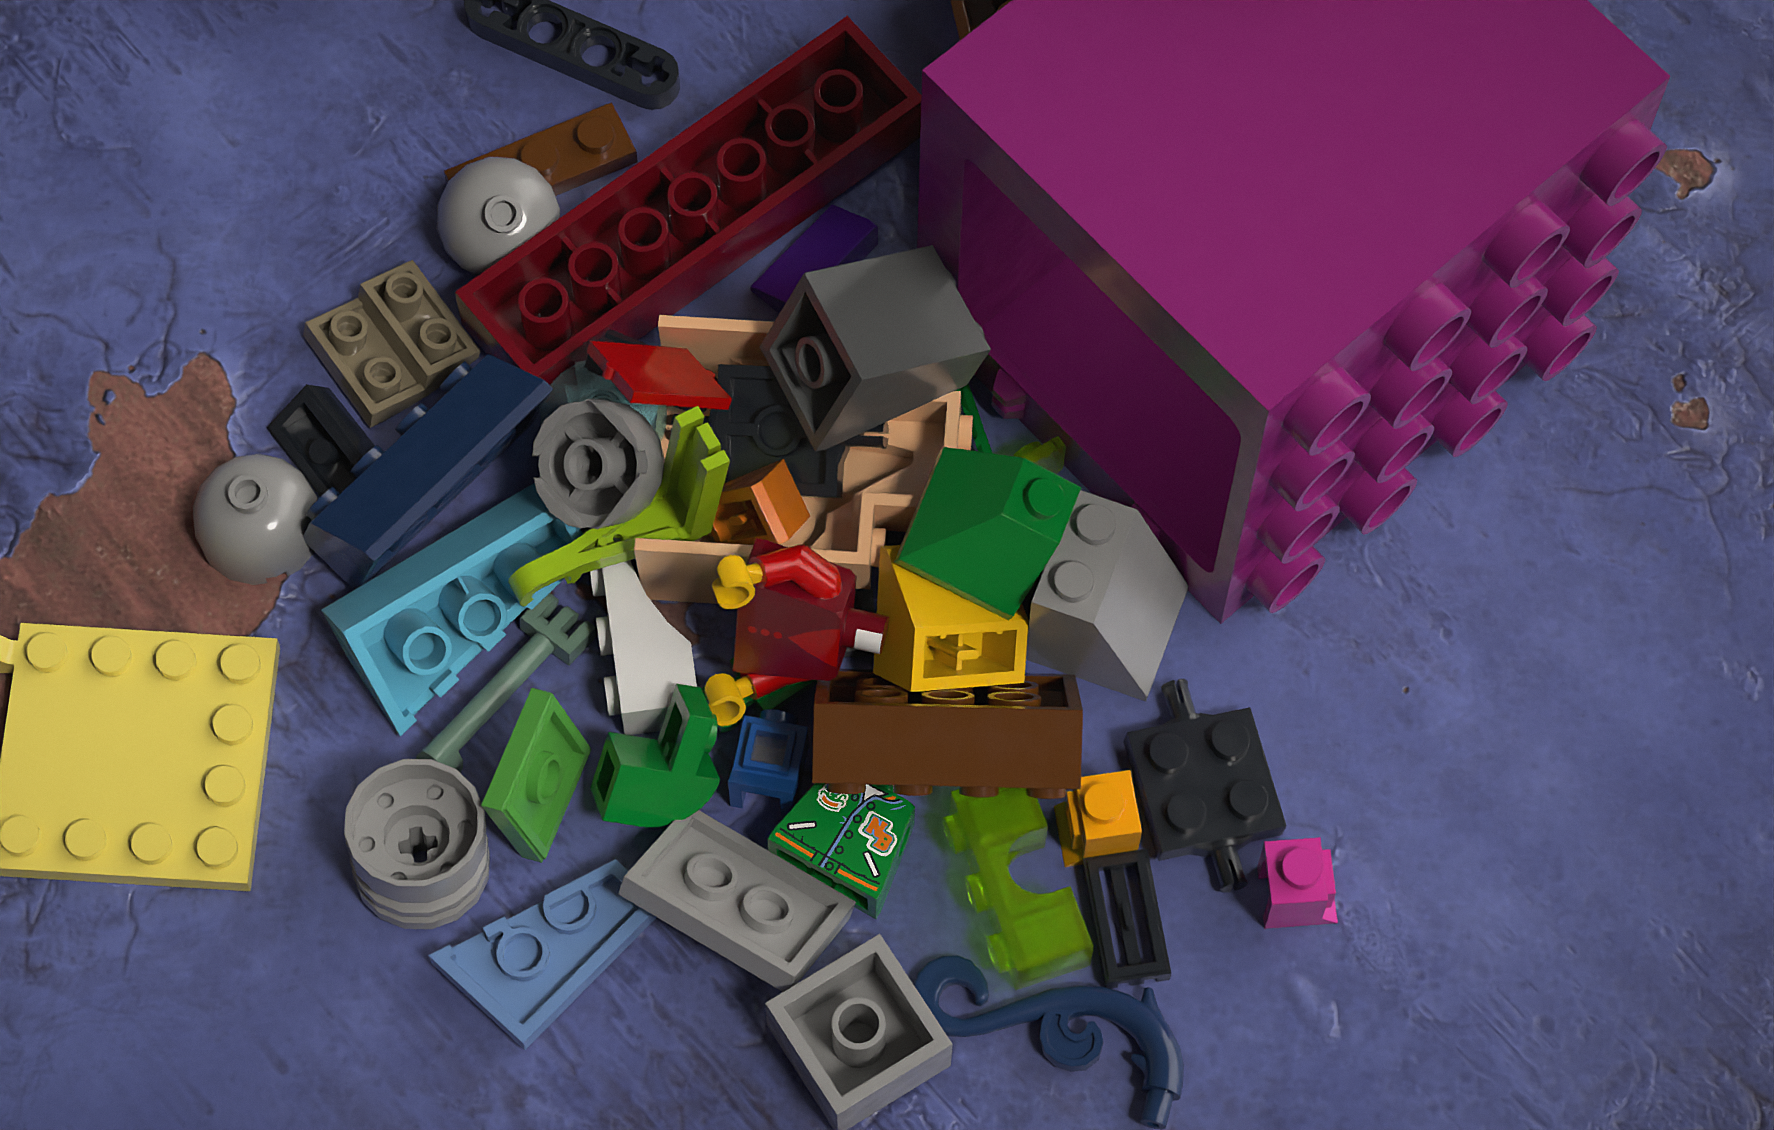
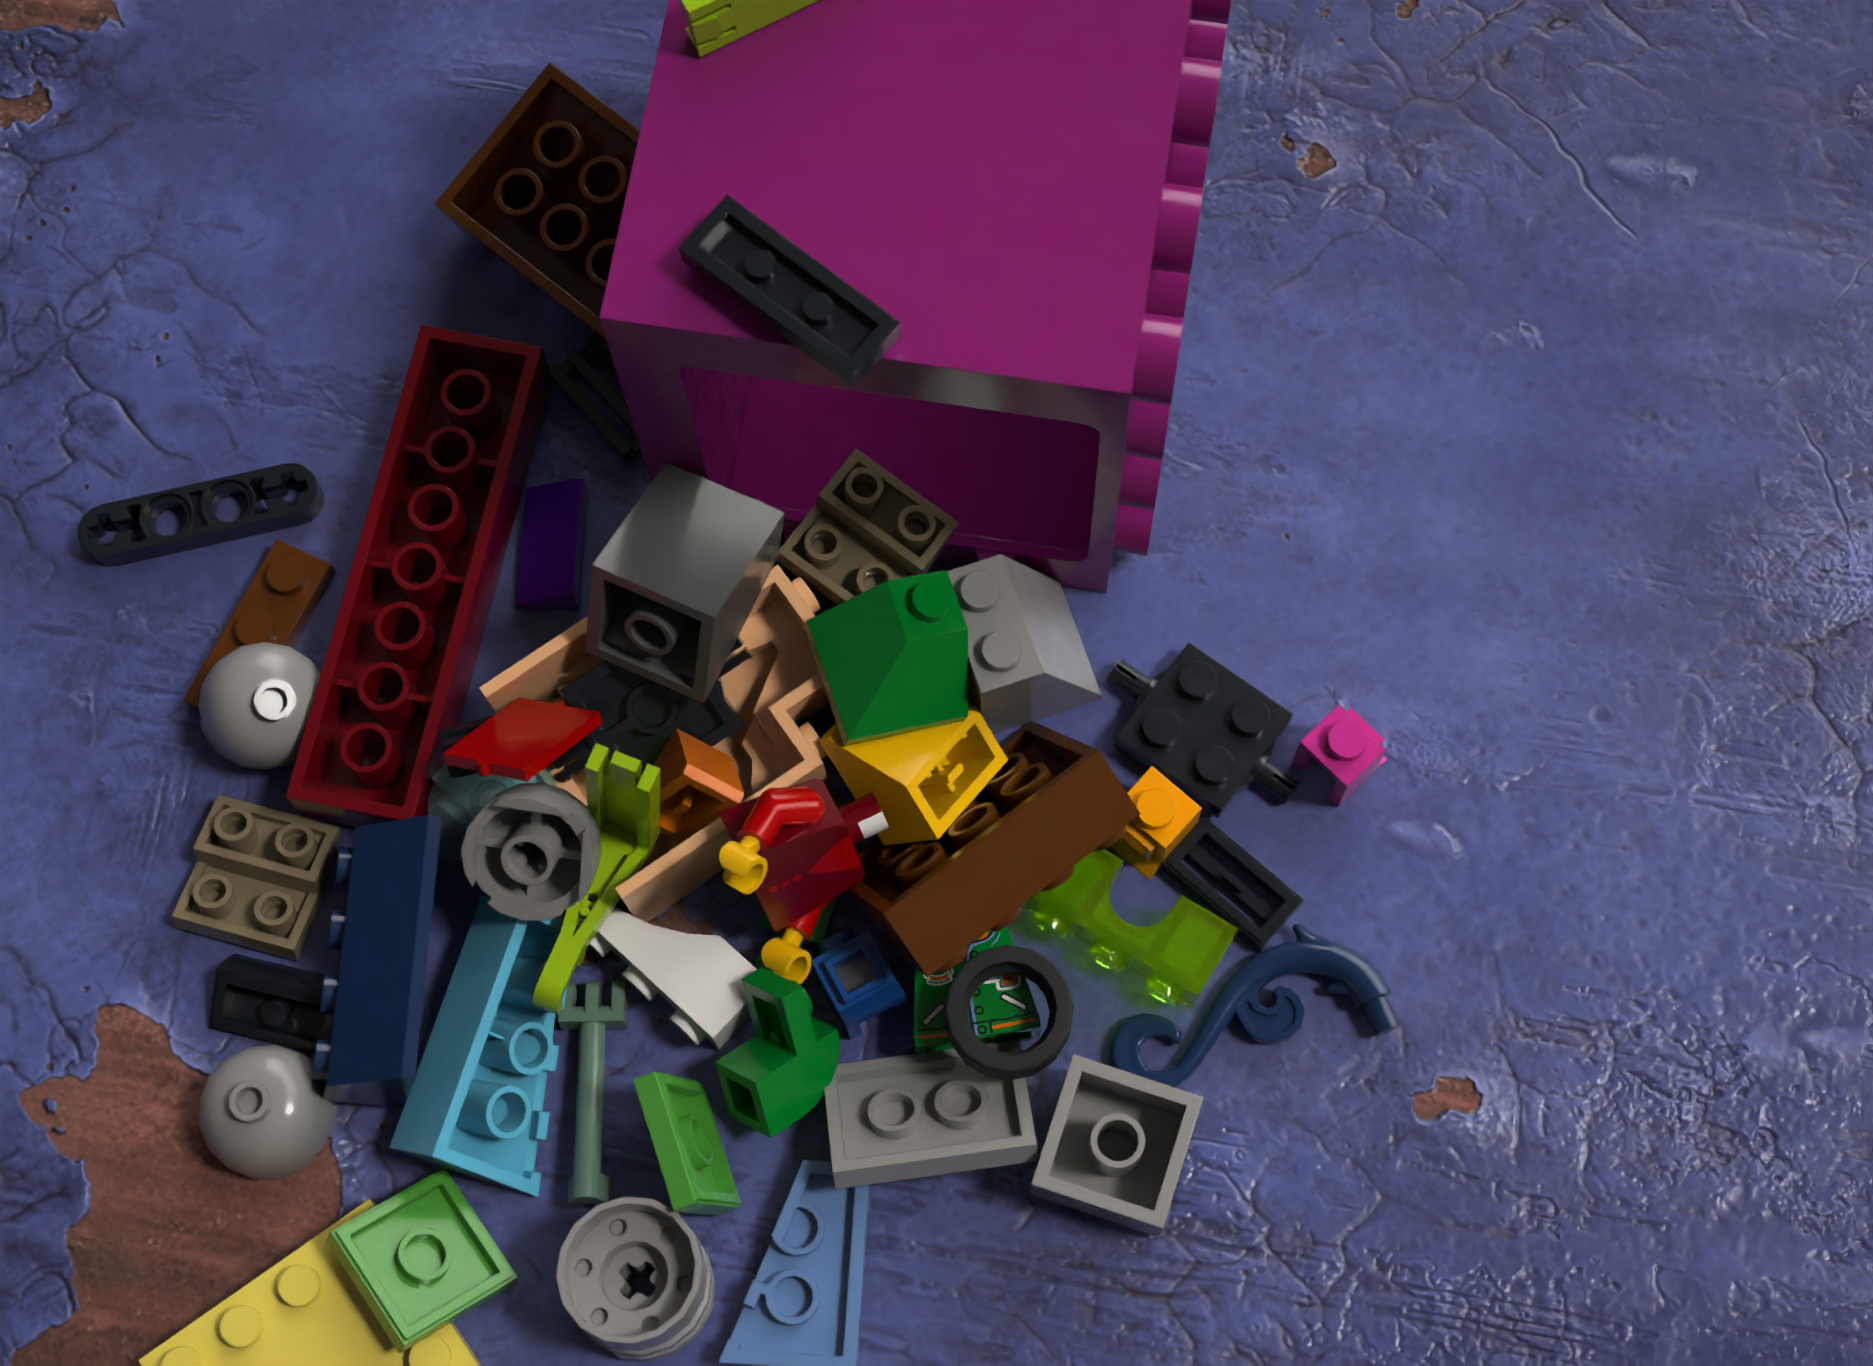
camera: 35 degrees left, 5 degrees up
(277, 709) = (421, 1259): none -> bright green tile
(856, 814) = (1018, 962): none -> black tyre
(1056, 419) = (865, 532): none -> dark tan slope
(1073, 149) = (790, 291): none -> black plate

